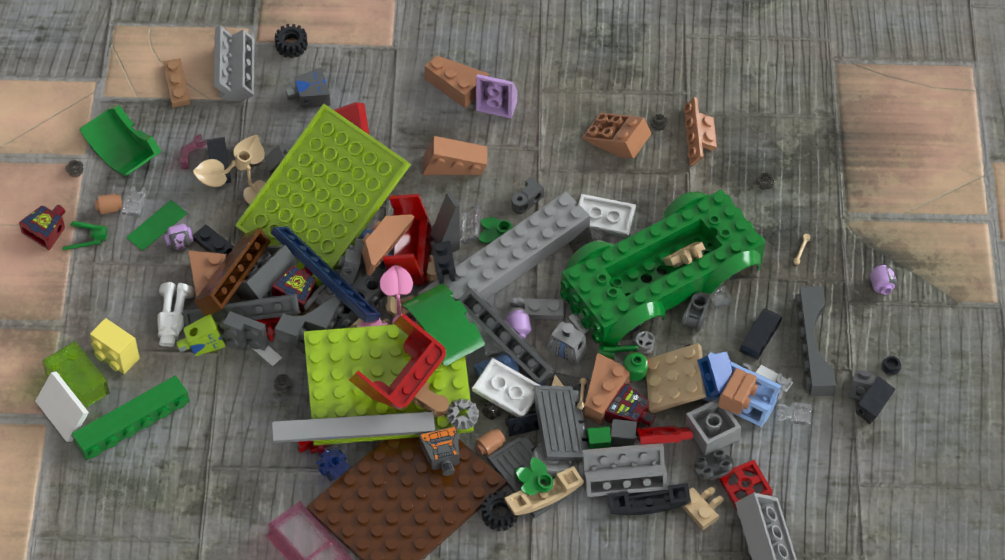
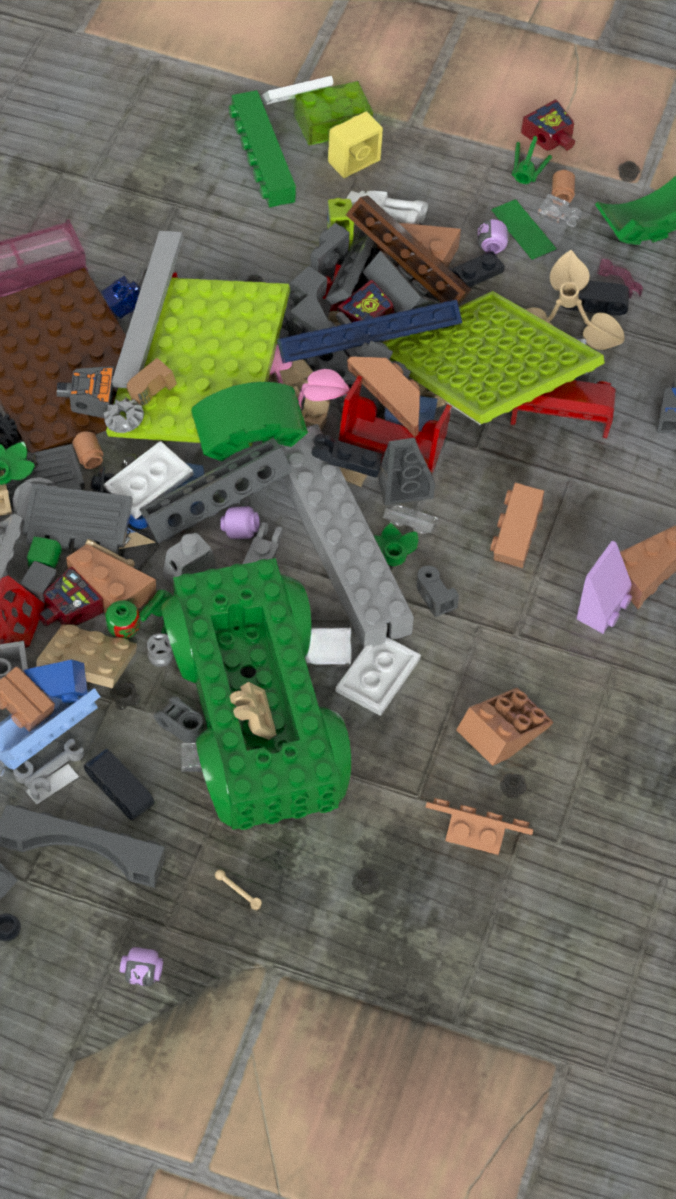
camera: 105 degrees right, 0 degrees up
(425, 356) = (168, 336): red windscreen -> none

